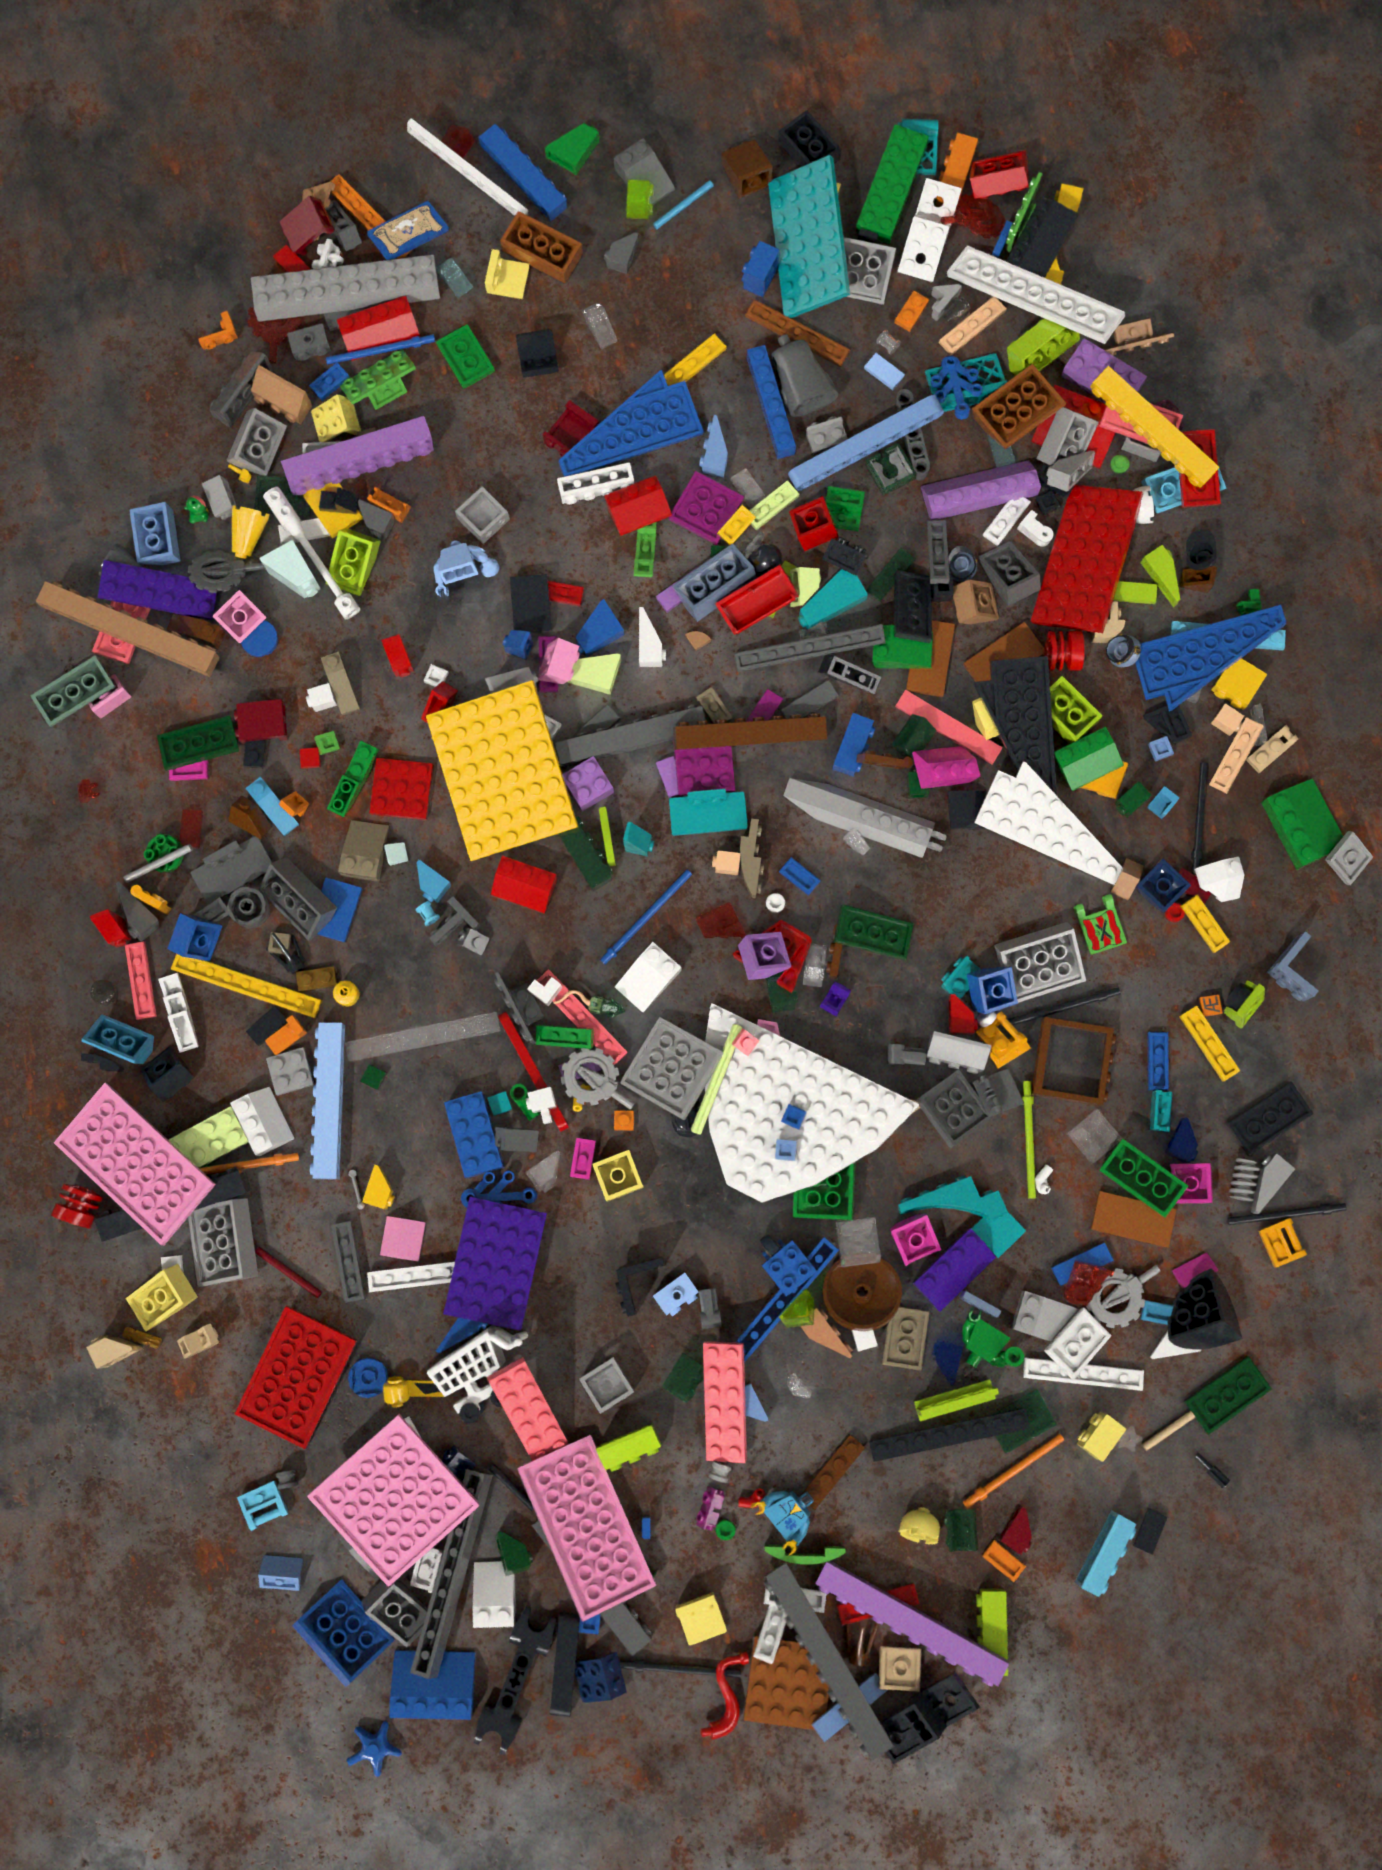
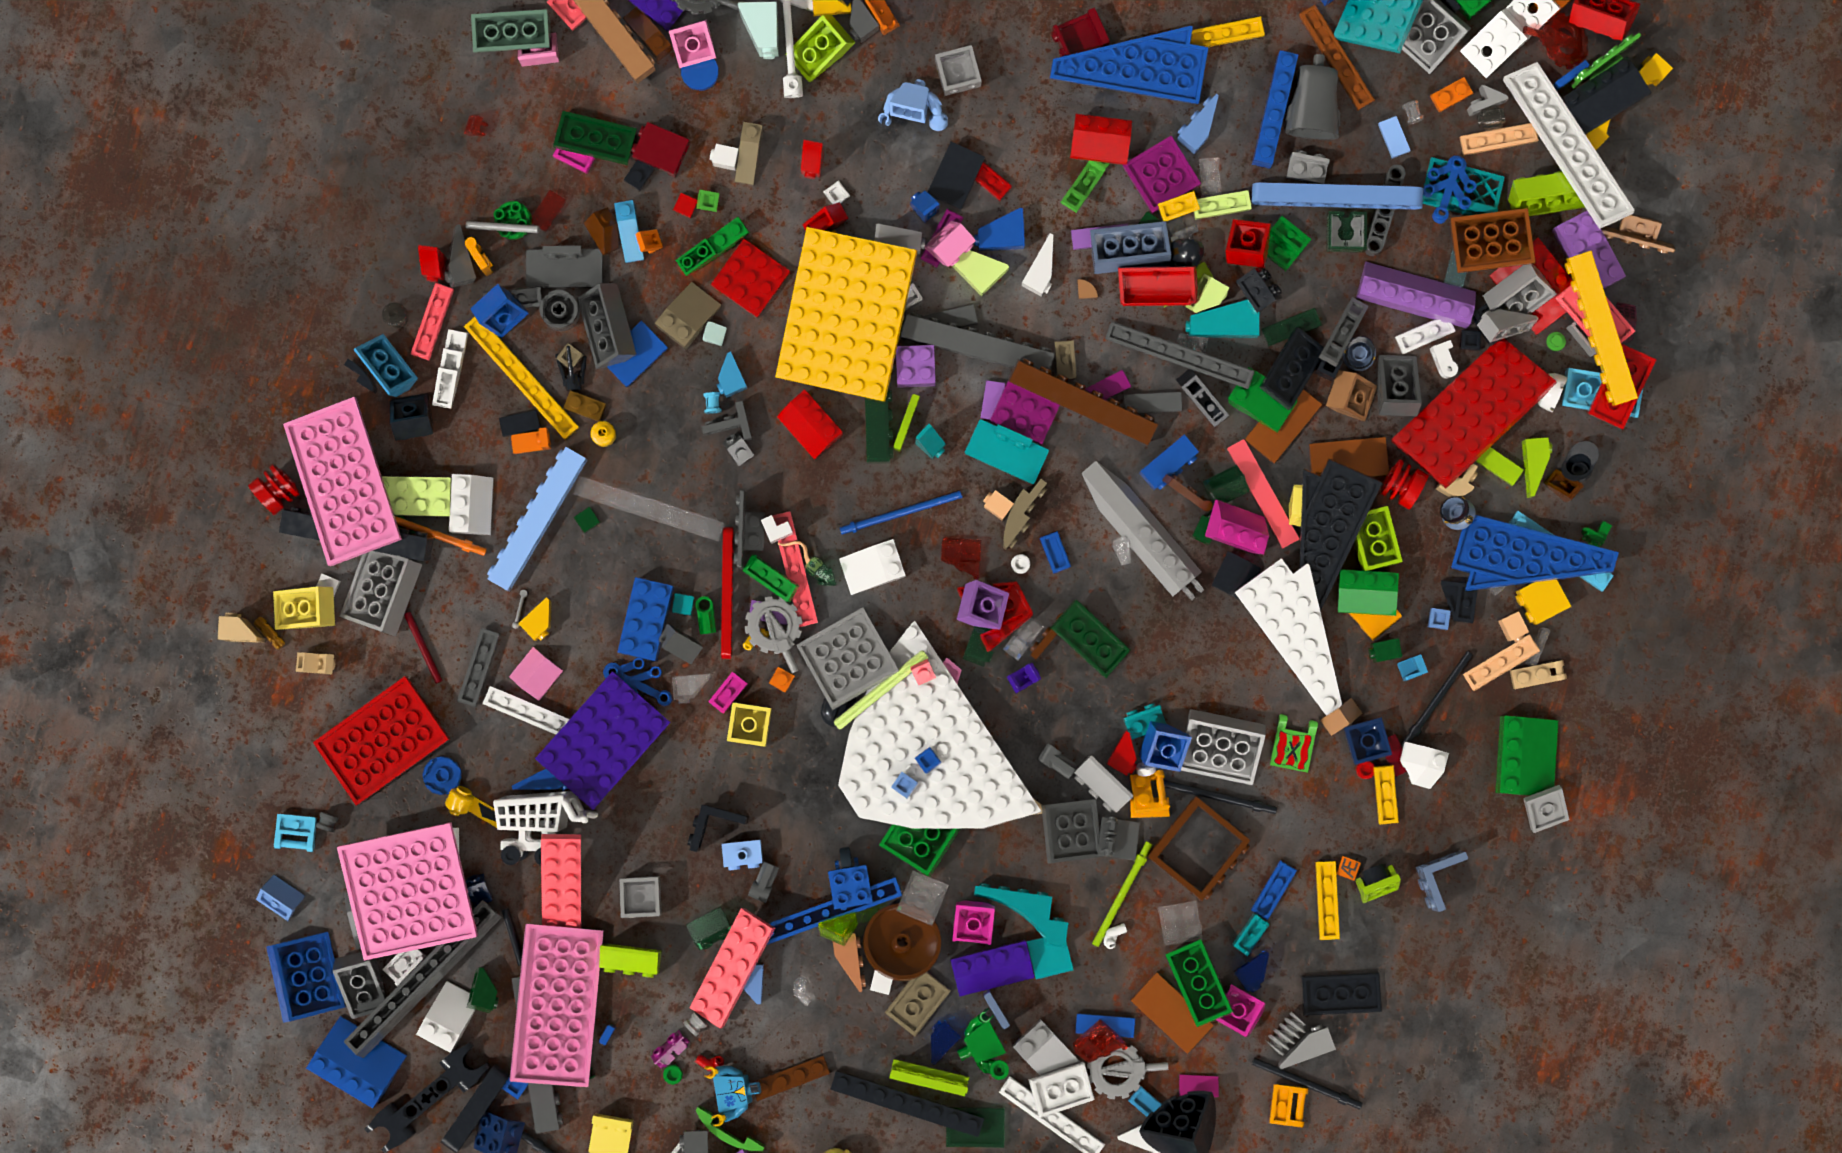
camera: 25 degrees right, 5 degrees up
(290, 1071) = (518, 474): light grey plate -> none
(374, 1748) = (279, 1086): blue animal -> none
(542, 1101) = (719, 624): white brick -> none
(594, 483) = (1074, 97): white brick -> none

